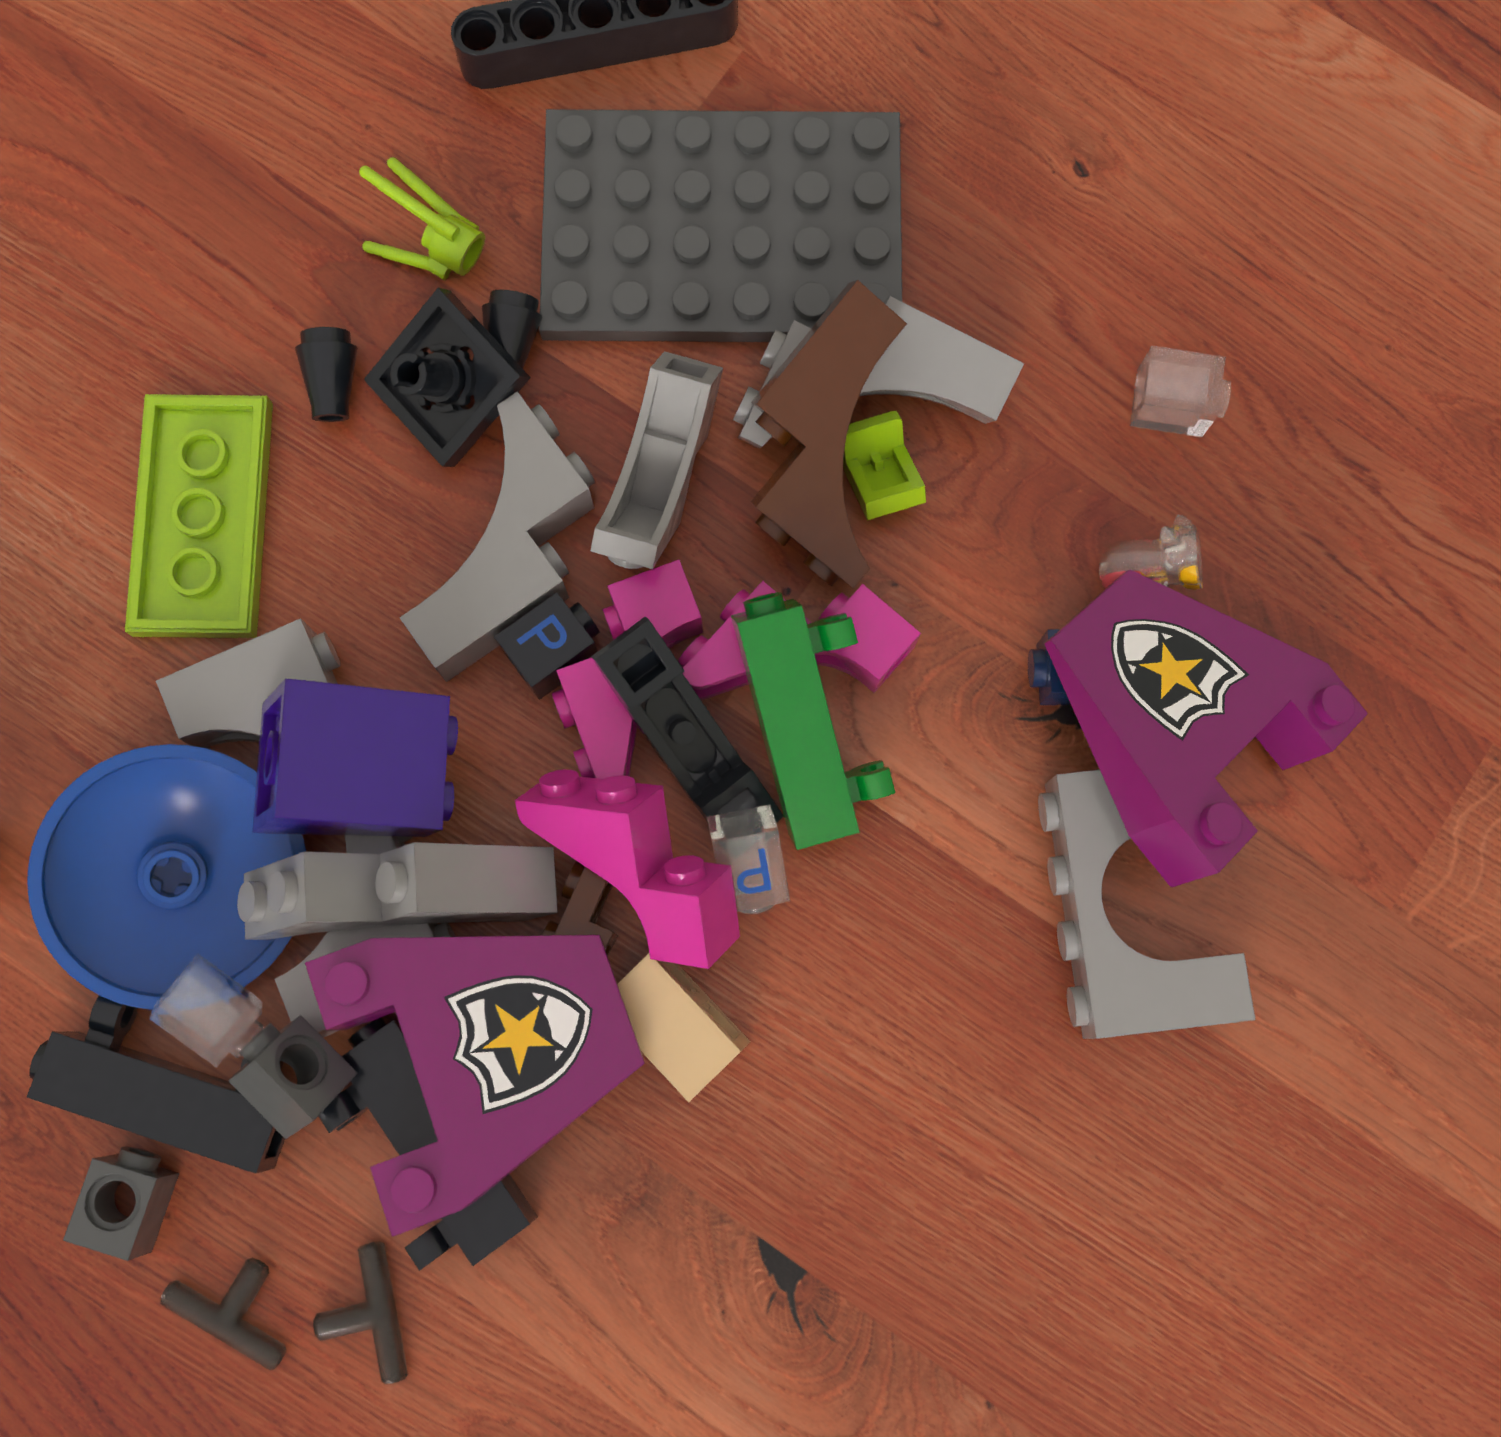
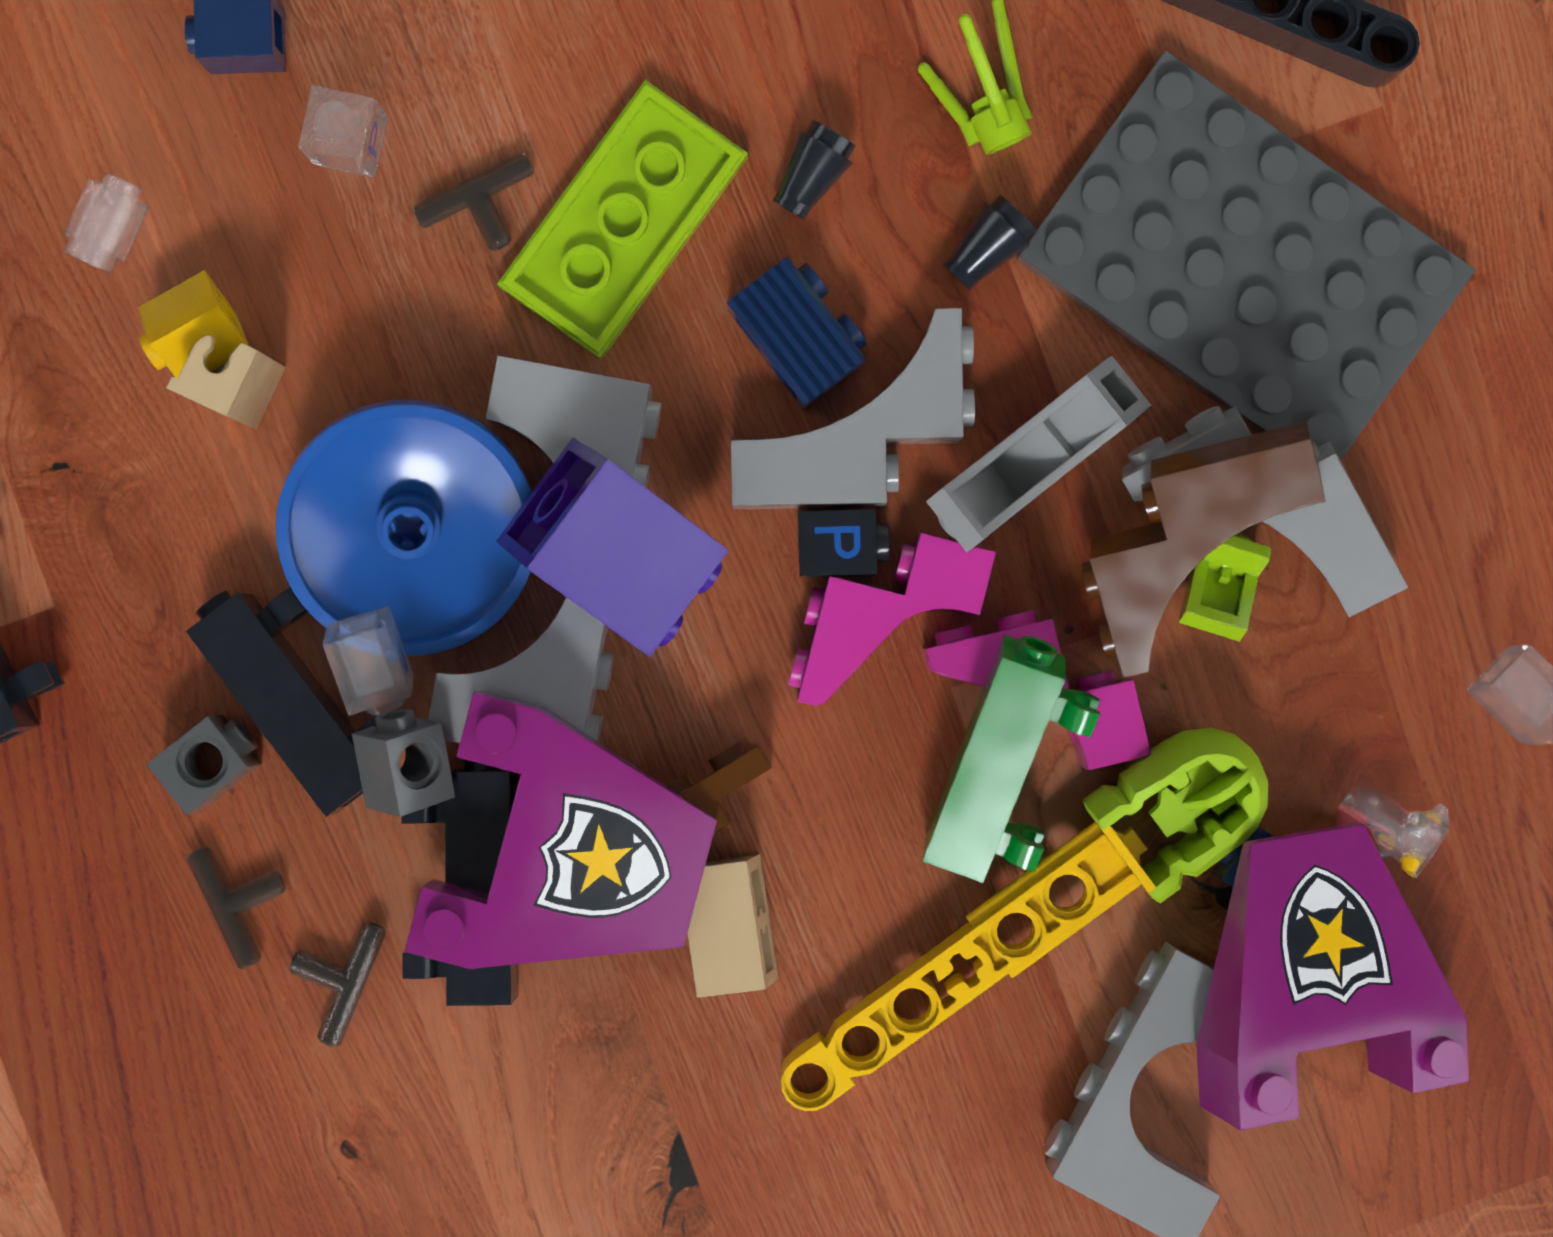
camera: 35 degrees right, 10 degrees up
(63, 575) = (476, 195): none -> clear smoke piece
(397, 888) = (579, 672): light grey arch -> none
(399, 502) = (797, 331): none -> dark blue brick
(412, 378) = (879, 234): black plate -> none
(625, 839) = (789, 759): dark pink arch -> none
(678, 723) = (898, 708): black slope -> none
(752, 848) = (878, 839): clear brick -> none
(946, 745) = (1208, 772): none -> piece

